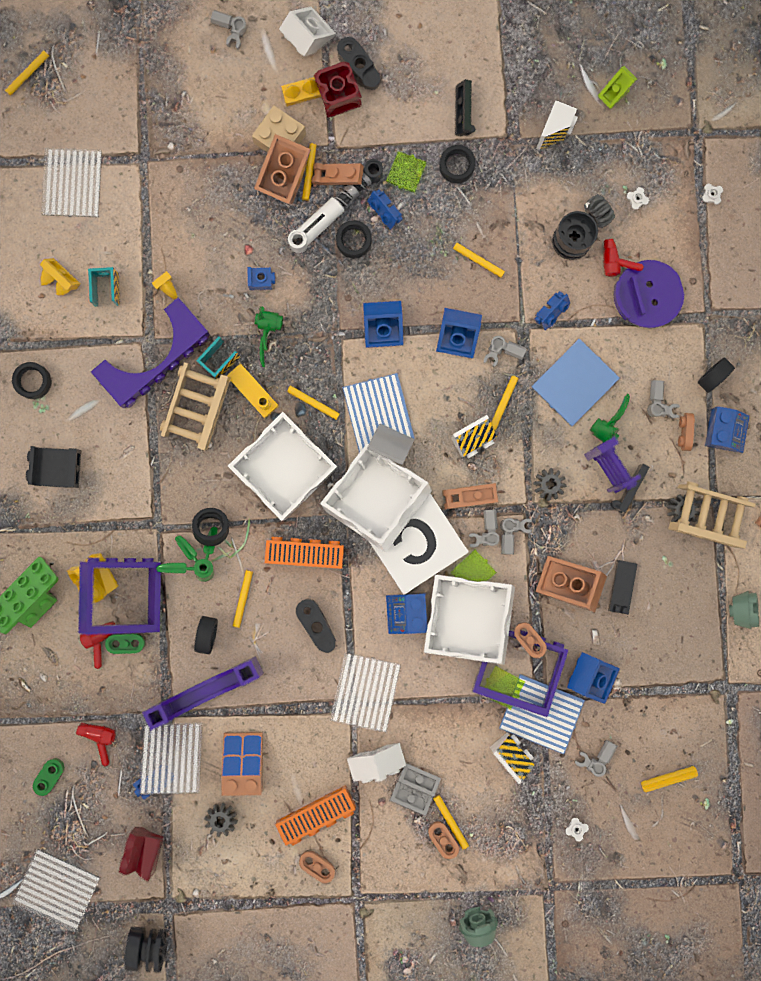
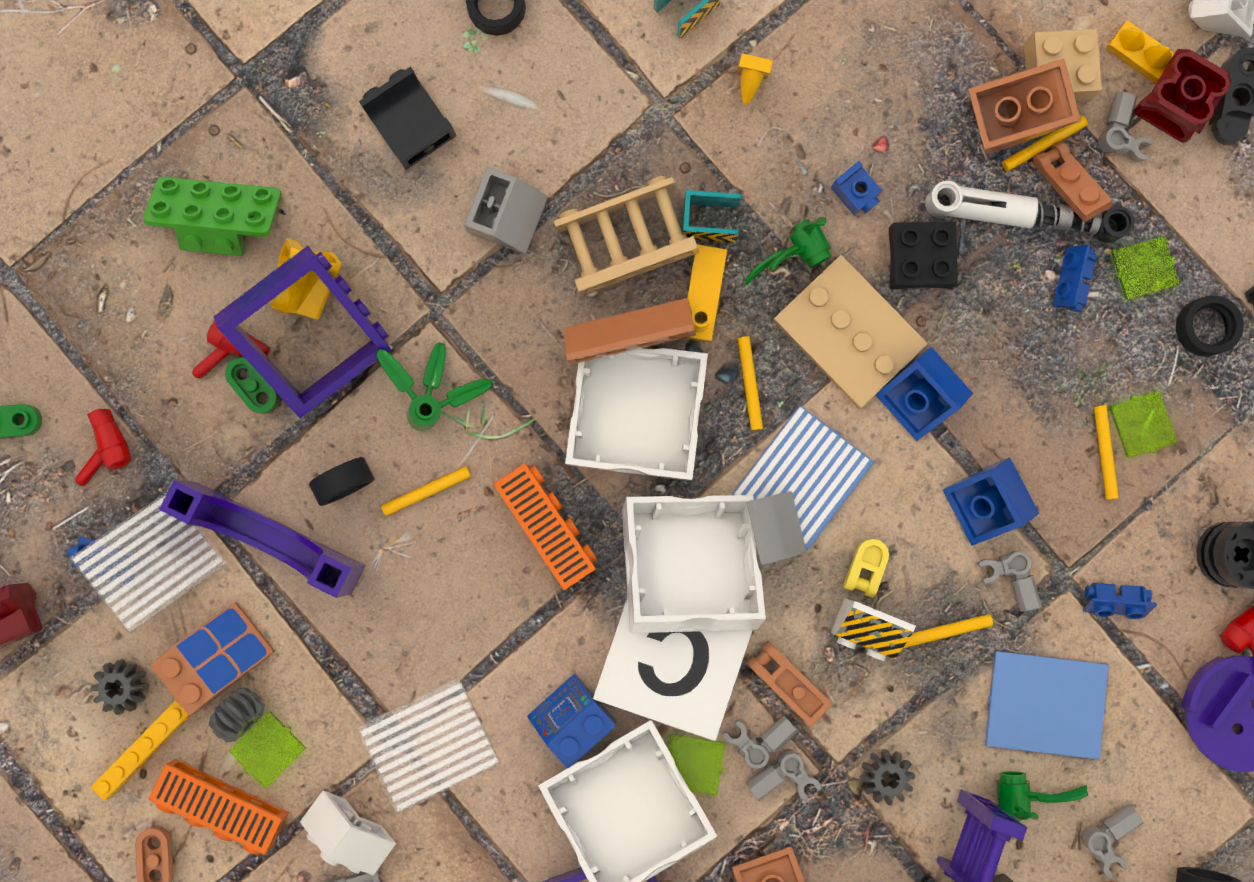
camera: 50 degrees right, 0 degrees up
(126, 386) = (583, 130): dark purple arch -> none
(137, 454) = (505, 211): none -> light grey slope
(205, 514) = (504, 364): black tyre -> none
(242, 441) = (628, 331): none -> nougat slope
(259, 832) = (140, 751): none -> yellow piece
(278, 772) = (236, 715): none -> dark grey gear
(307, 771) = (267, 749): none -> clear neon green piece
(316, 272) = (923, 255): none -> black brick
(323, 640) = (453, 637): black piece -> none
(326, 335) = (850, 331): none -> tan plate
(333, 137) = (1116, 137): none -> light grey bar
(353, 224) = (1025, 259): black tyre -> none
(440, 410) = (872, 556): none -> light yellow plate
(479, 231) = (1143, 424): none -> clear neon green piece

